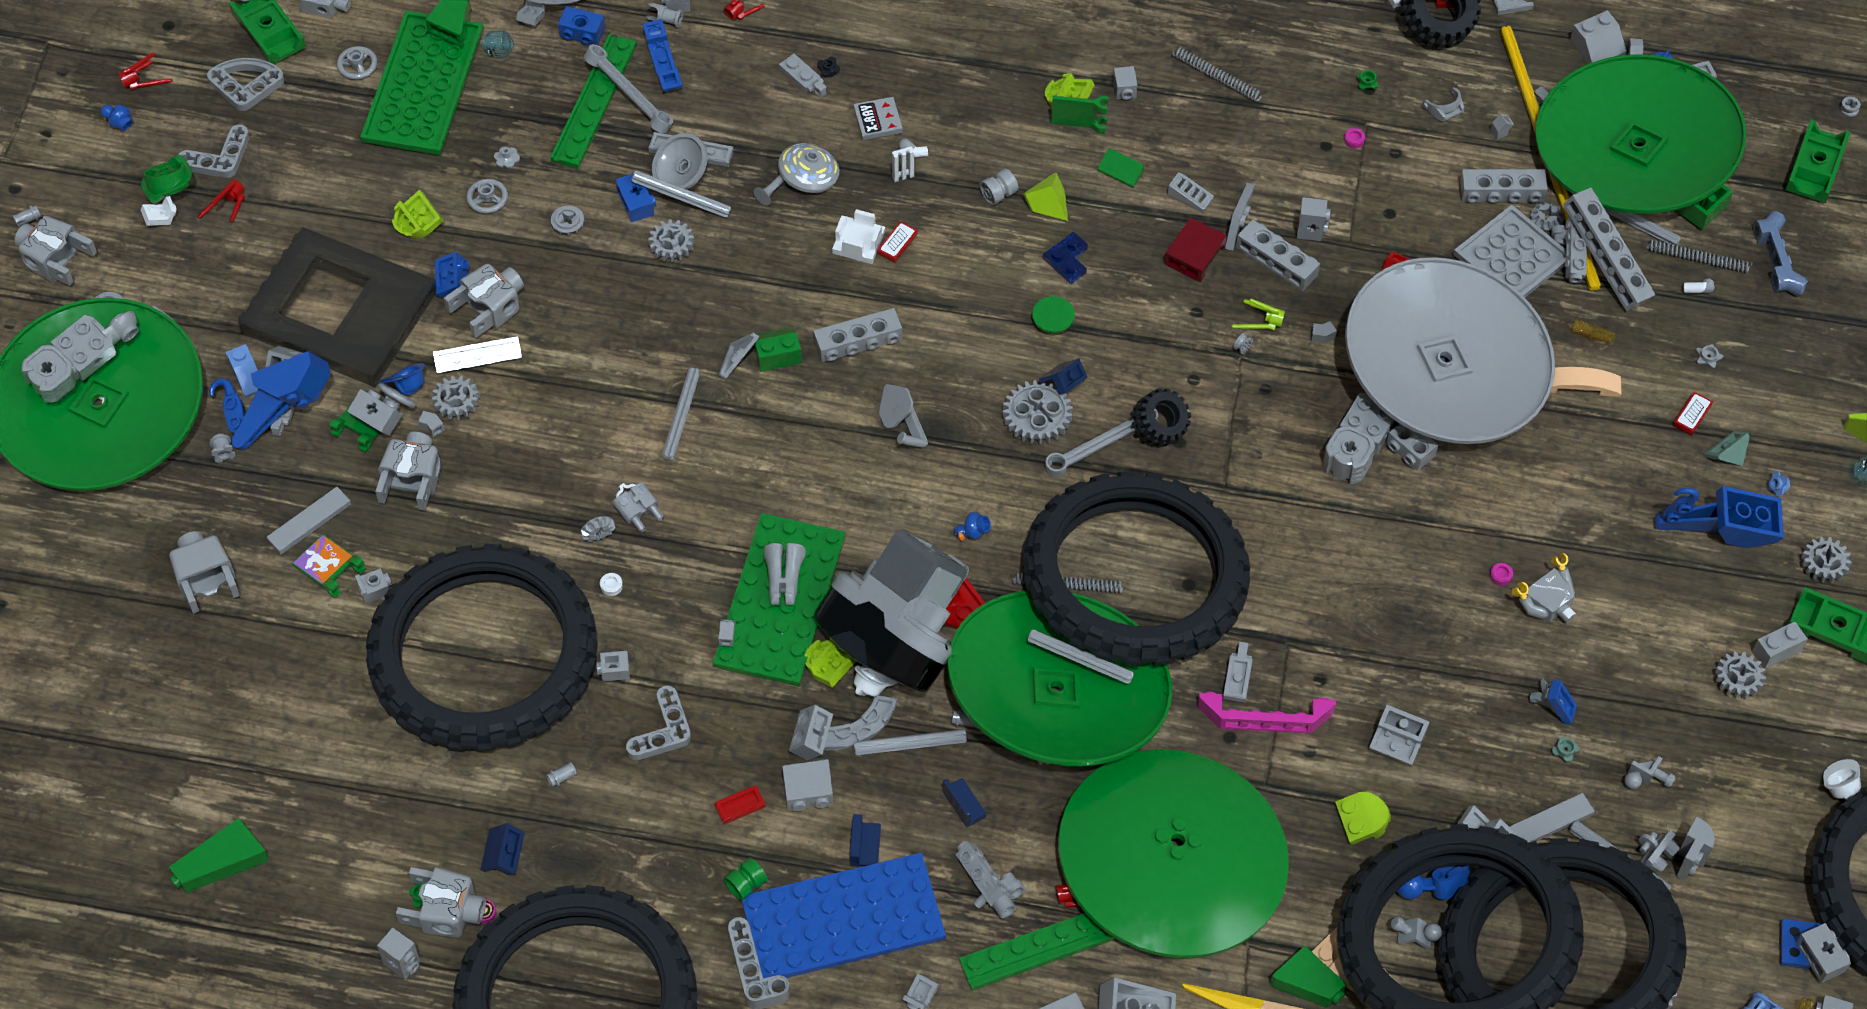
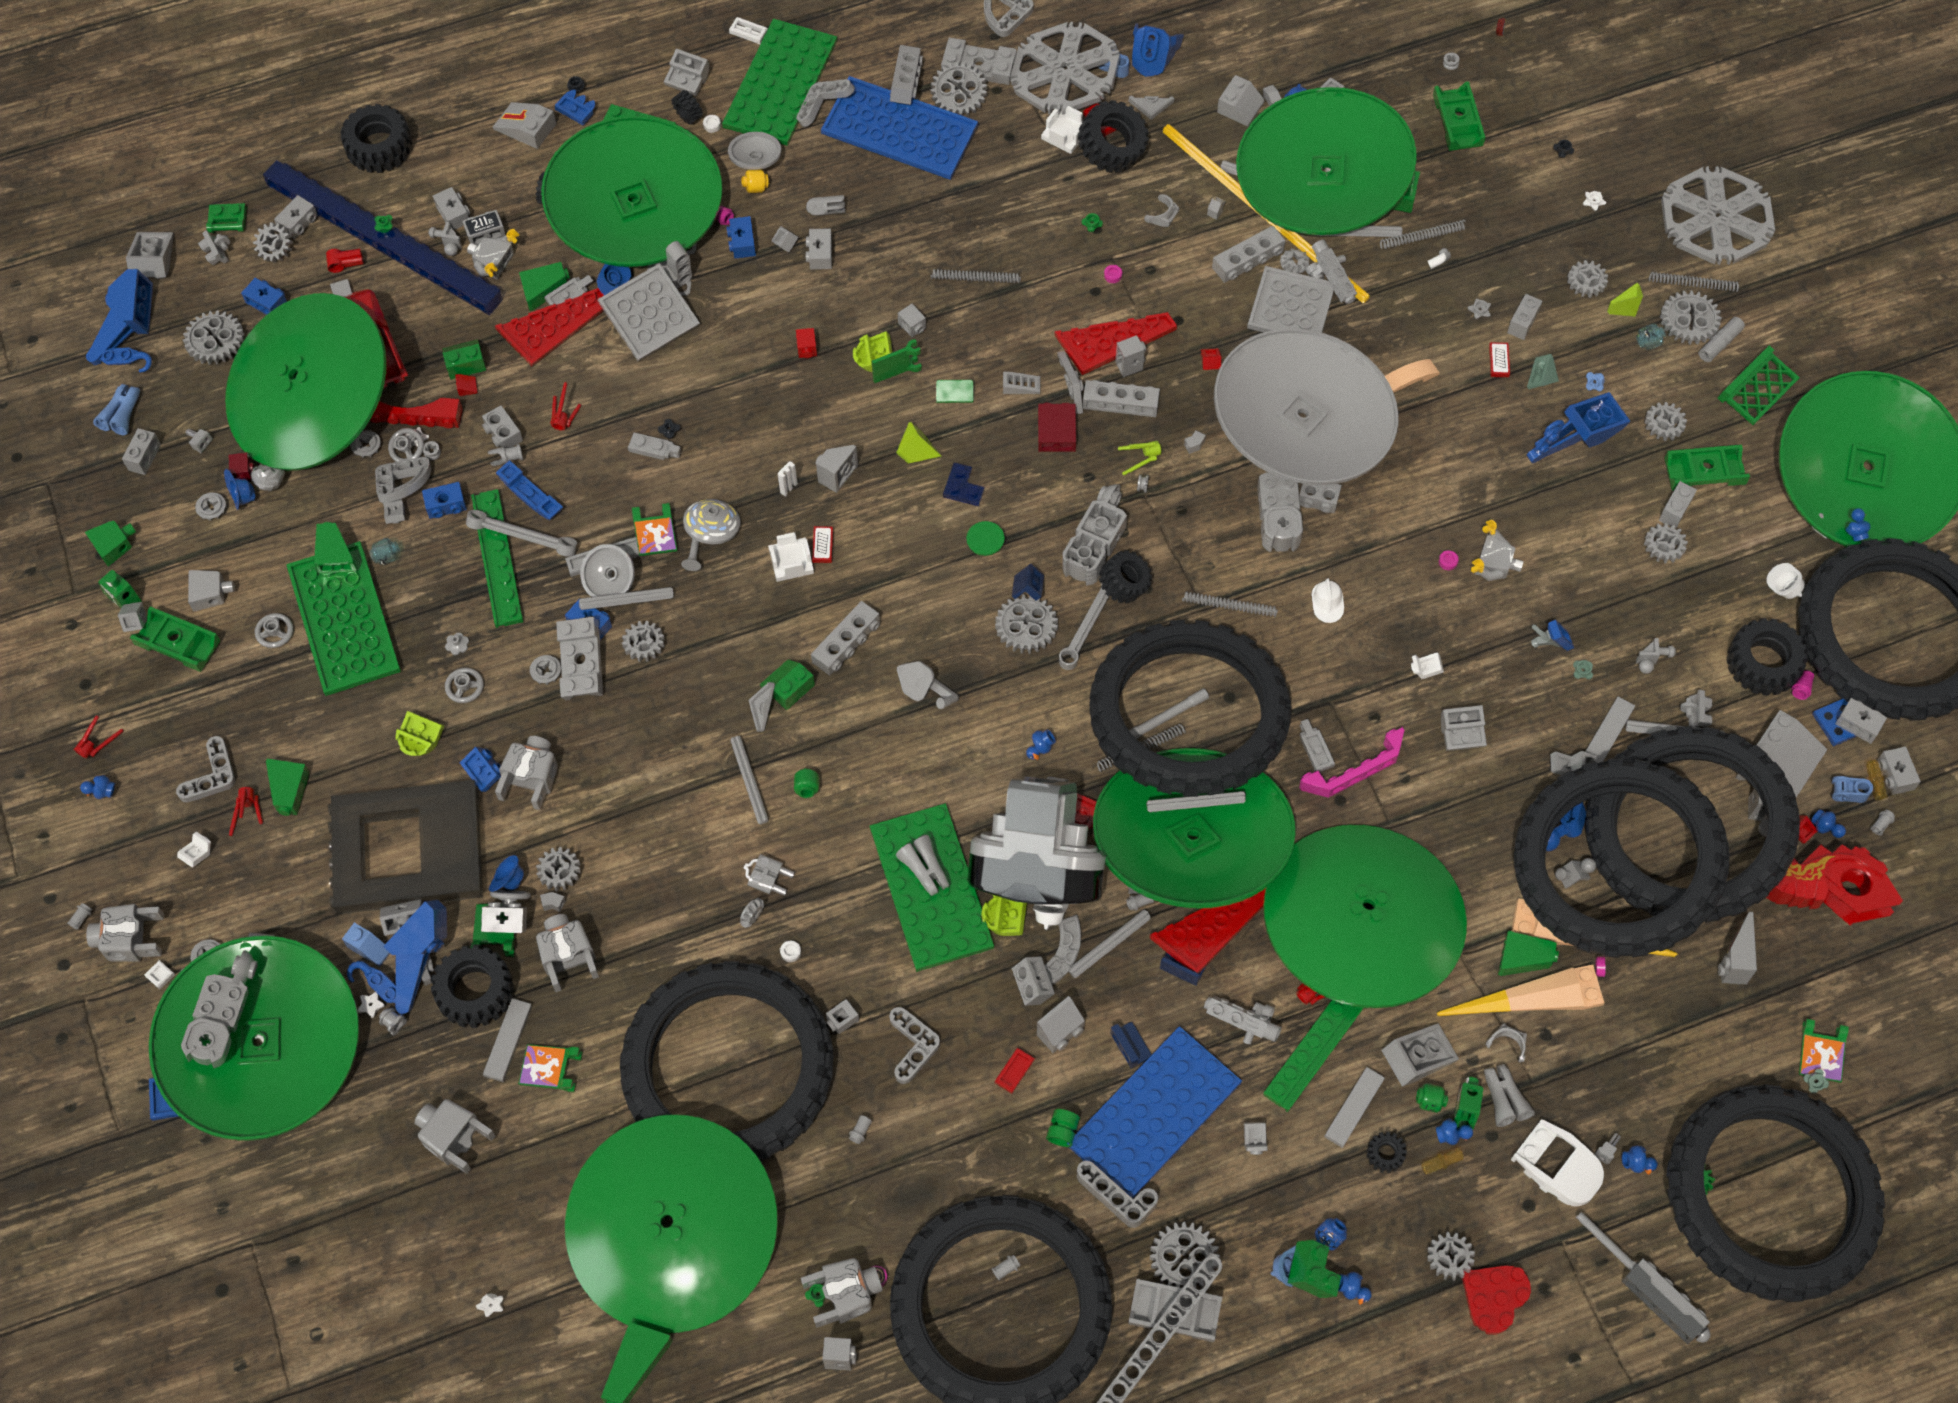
camera: 30 degrees left, 5 degrees up
(57, 299) = (159, 974): none -> white tile
(135, 729) = (490, 1299): none -> white plate
(166, 179) = (183, 818): green piece -> none
(214, 429) = (371, 1010): none -> white plate
(245, 93) = (196, 706): light grey beam -> none
(274, 199) = (287, 785): none -> green slope
(304, 432) = (457, 966): none -> black tyre
(362, 791) = (719, 1229): none -> green dish
(373, 585) = (600, 1070): light grey brick -> none
(477, 355) = (550, 823): hinge -> none
(503, 849) = (856, 1218): dark blue panel -> none
(596, 963) = (1006, 1267): none -> light grey pin
(611, 206) = (576, 639): none -> light grey piece
(727, 632) = (913, 938): light grey piece -> none
(729, 443) = (806, 783): none -> green head
(749, 152) = (654, 534): none -> flag
(878, 118) = (737, 451): light grey tile -> none
(918, 151) = (778, 462): arm -> none
(957, 176) = (836, 466): none -> light grey slope
(997, 187) = (873, 457): light grey wheel -> none
(1010, 53) = (806, 343): none -> red brick
(1012, 781) = (1206, 932): none -> red wing
(1148, 567) = (1192, 701): none -> light grey piece
(1159, 365) = (1095, 536): none -> light grey brick
(1252, 498) = (1234, 604): none -> light grey piece
(1282, 194) = (1097, 344): none -> red wing
(1350, 548) = (1328, 601): none -> white piece
(1363, 816) = (1478, 805): lime slope -> none
(1405, 659) = (1427, 665): none -> white bracket
(1593, 331) = (1388, 334): clear yellow axle -> none
(1609, 249) = (1363, 264): light grey brick -> none
(1695, 848) = (1725, 692): light grey brick -> none
(1721, 946) = (1792, 749): none -> light grey piece
(1747, 385) = (1524, 316): none -> light grey brick
(1778, 814) = (1774, 636): none -> black tyre
(1782, 277) = (1493, 218): sand blue plate -> none
(1788, 889) = (1803, 687): none -> dark pink cone
(1844, 382) = (1587, 279): none -> light grey gear

